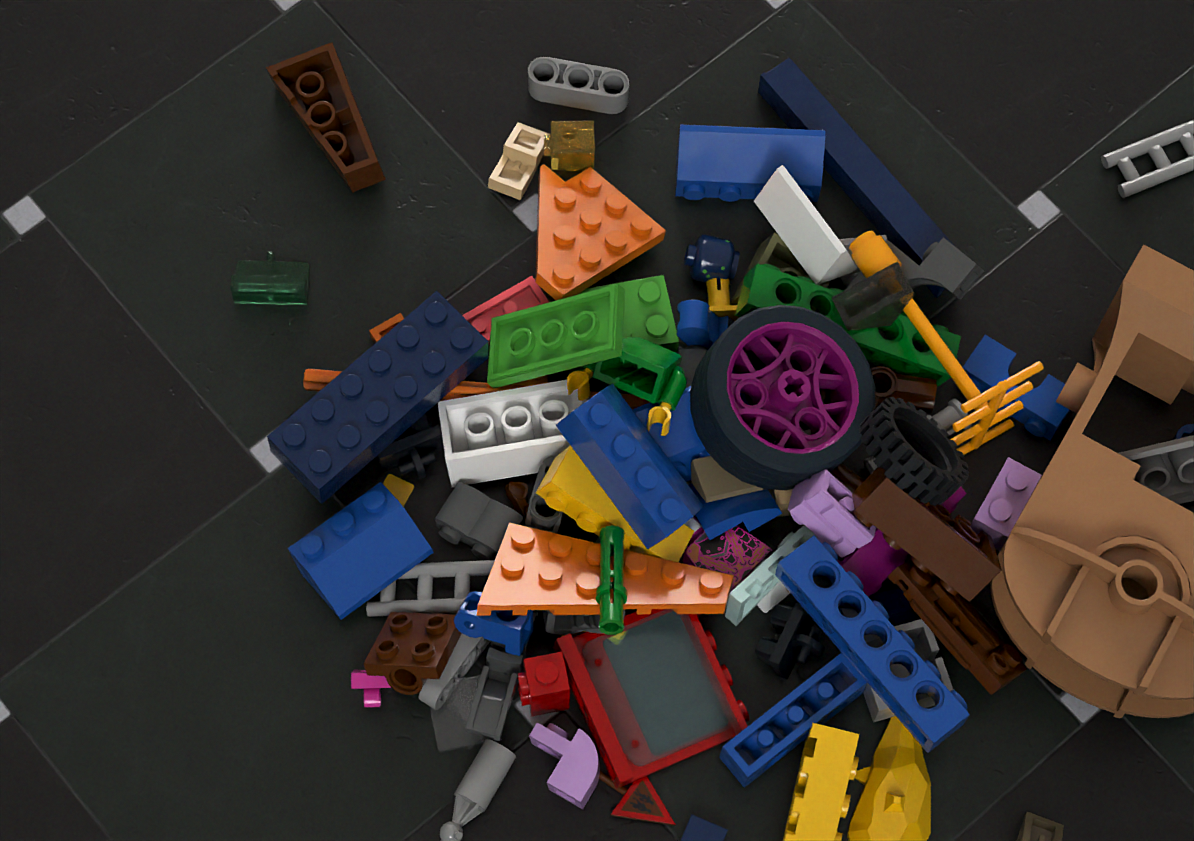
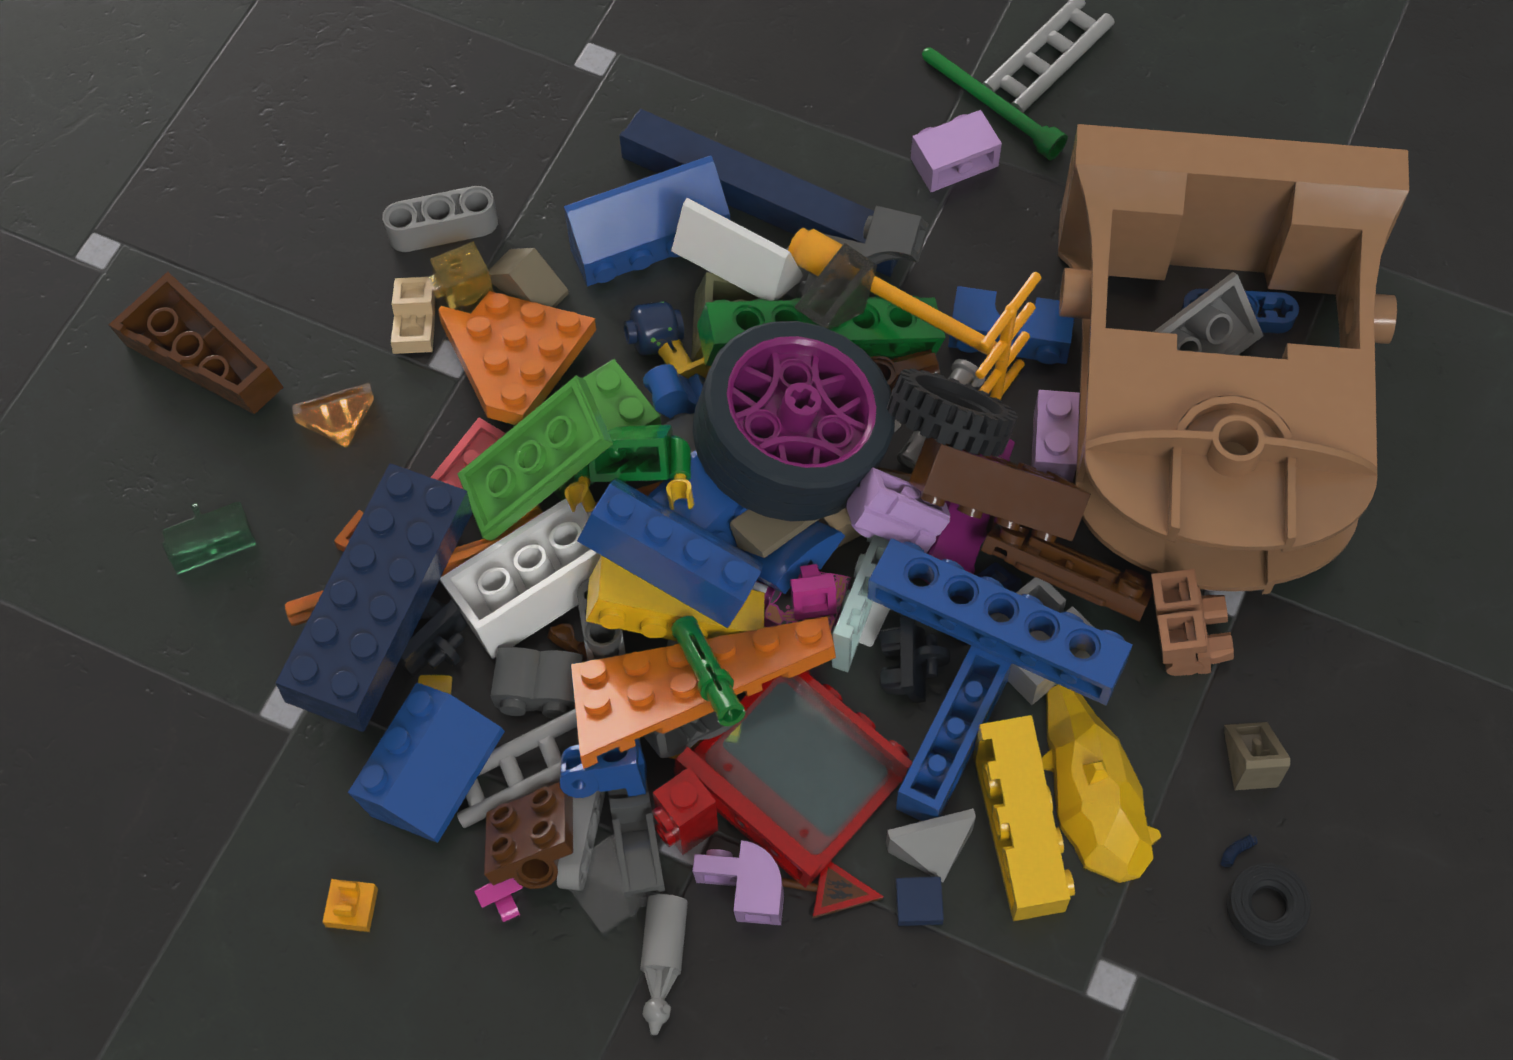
camera: 20 degrees left, 5 degrees down
(252, 638) = (350, 905): none -> light orange tile
(418, 220) = (336, 414): none -> clear orange slope
(627, 169) = (528, 277): none -> dark tan slope
(731, 550) = (813, 593): none -> dark pink tile
(735, 800) = (933, 842): none -> light grey slope
(1030, 712) = (1183, 622): none -> nougat hips
(1046, 208) = (955, 150): none -> lavender brick
(1132, 231) = (1049, 140): none -> green piece

